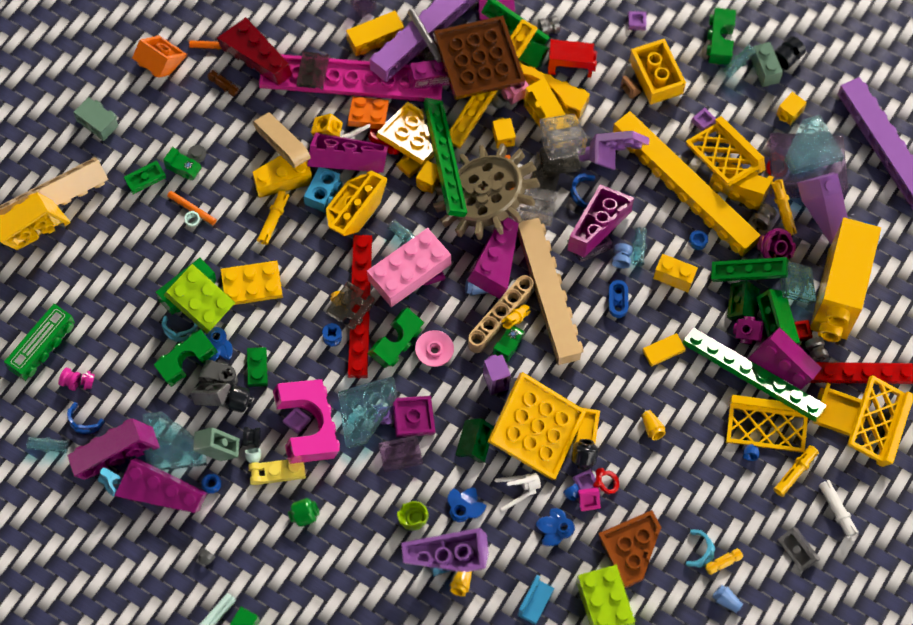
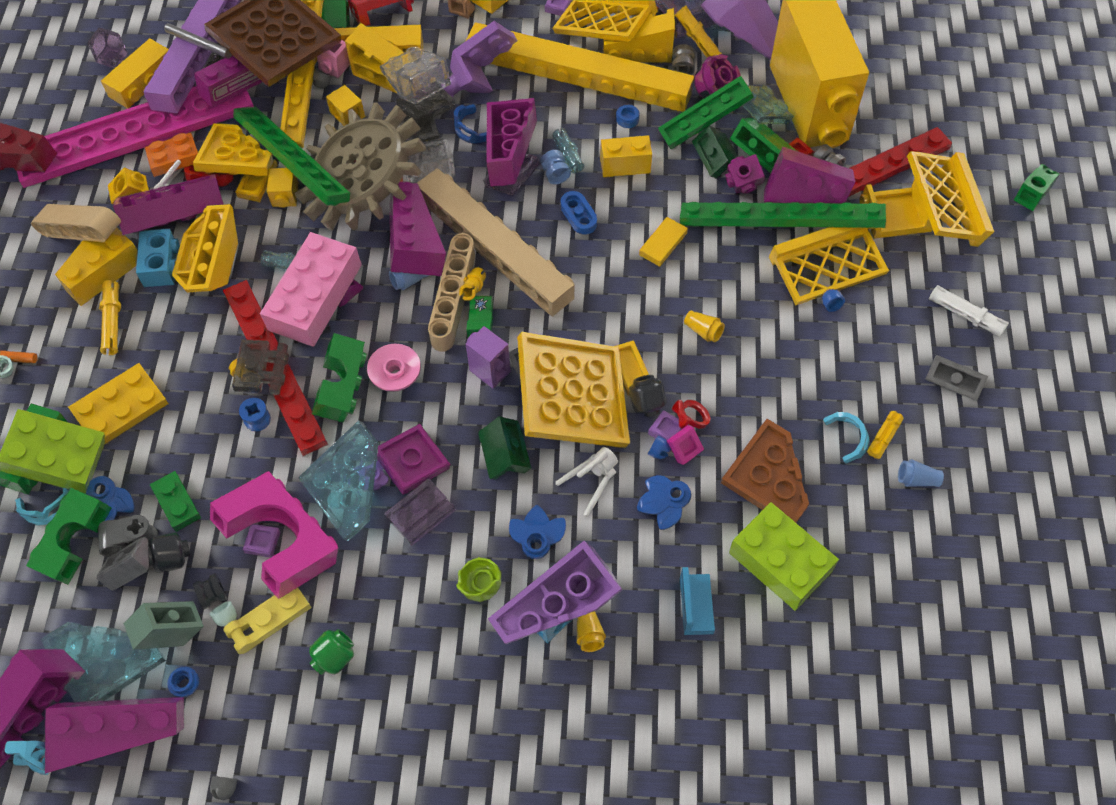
camera: 25 degrees left, 5 degrees down
(313, 70) = (79, 137): clear smoke plate -> none
(801, 464) = (895, 285): yellow pin -> none

